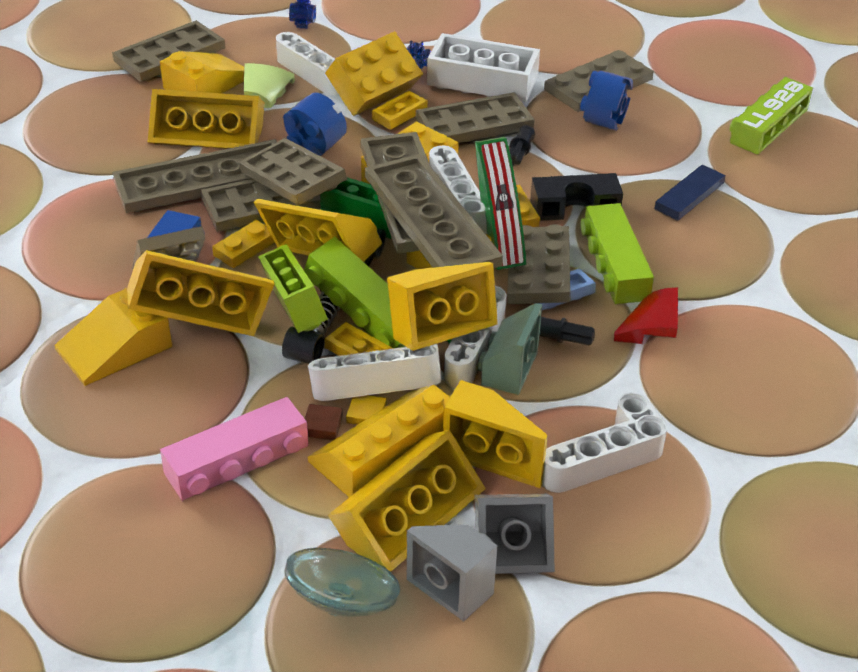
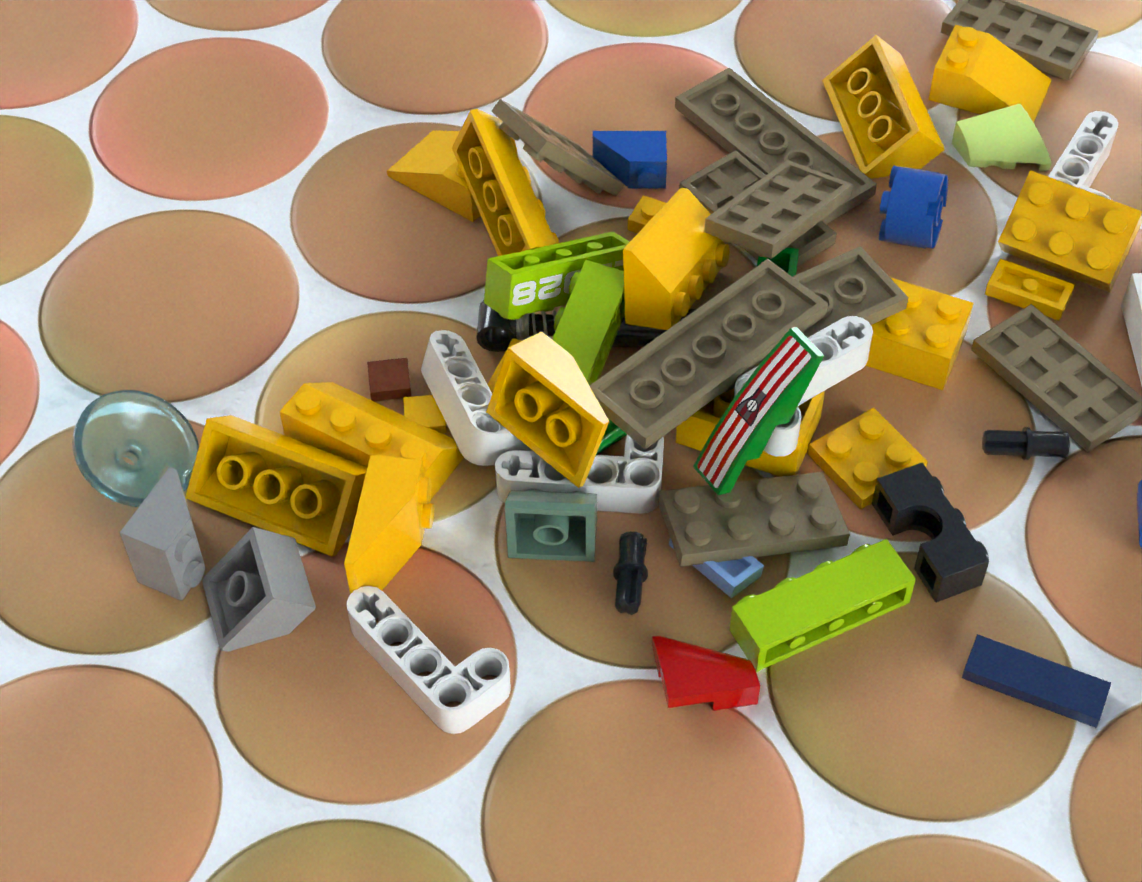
camera: 75 degrees right, 10 degrees up
(234, 448) = (316, 315): bright pink brick -> none

